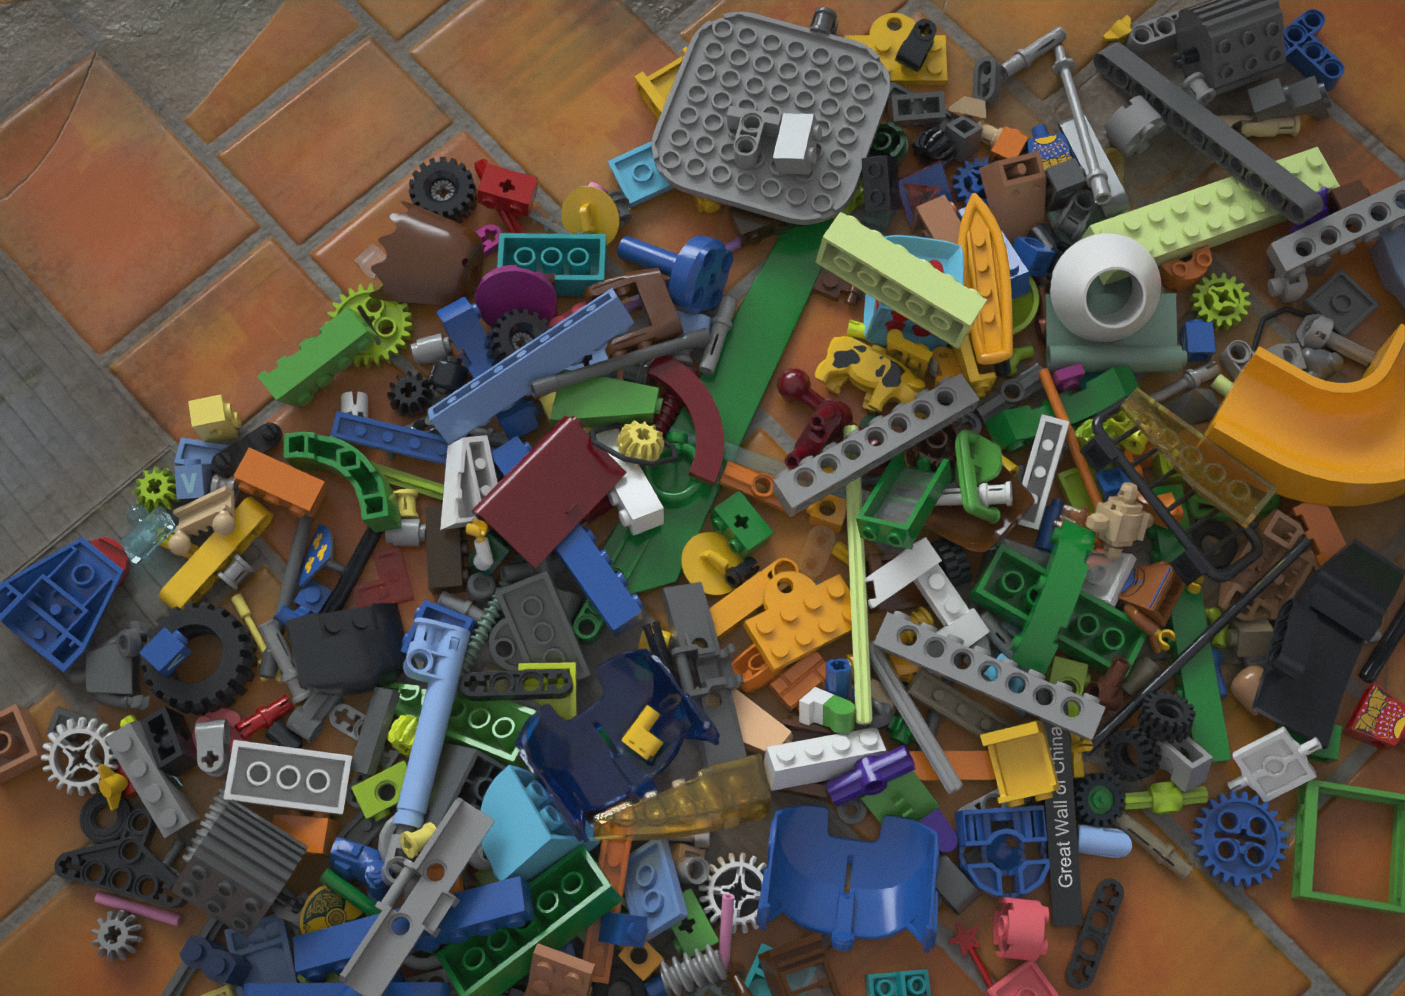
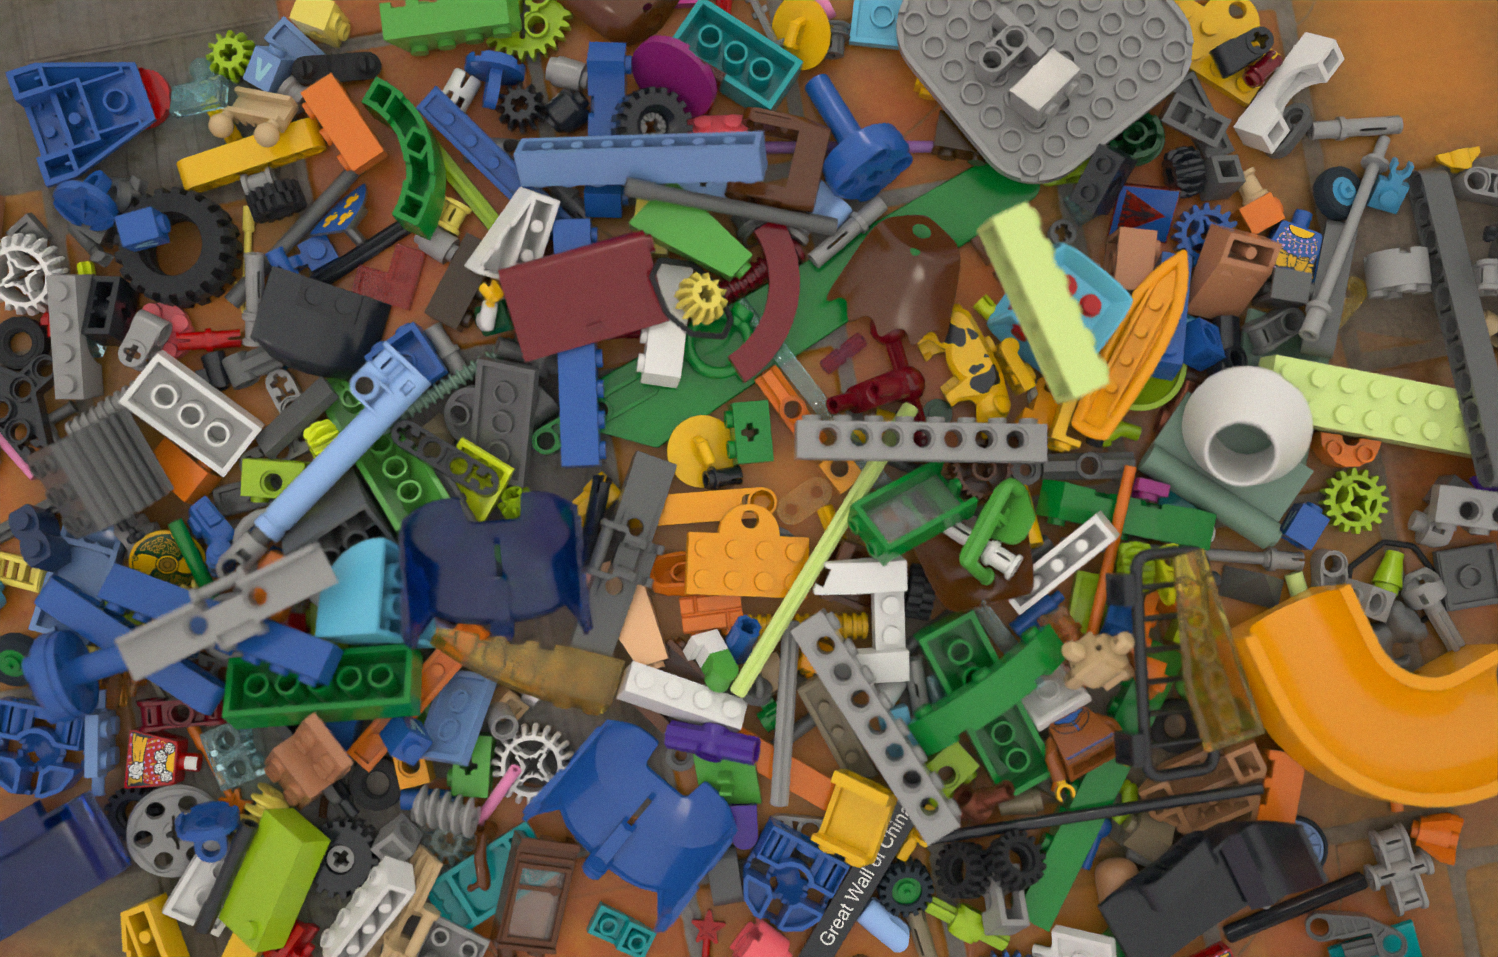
camera: 30 degrees right, 15 degrees up
(106, 662) = (87, 201): none -> blue tile
(111, 785) = (35, 319): yellow piece -> none
(258, 575) = (276, 201): none -> black tyre
(374, 378) = (495, 70): none -> blue tile
(416, 841) = (263, 554): light yellow bush -> none
(480, 587) = (473, 341): dark grey tile -> none
(589, 690) = (511, 503): none -> lime gear
(639, 735) = (526, 578): yellow piece -> none
(771, 428) = (847, 350): none -> clear pink piece
(782, 351) = (900, 287): none -> reddish brown piece
(938, 55) = (1256, 74): none -> dark red pin
(969, 27) = (1308, 63): none -> white arch
(970, 107) = (1249, 150): tan slope -> none
(1051, 101) = (1335, 192): none -> black wheel
(1087, 78) = (1390, 191): none -> dark azure plate
(1282, 332) = (1390, 572): none -> lime cone

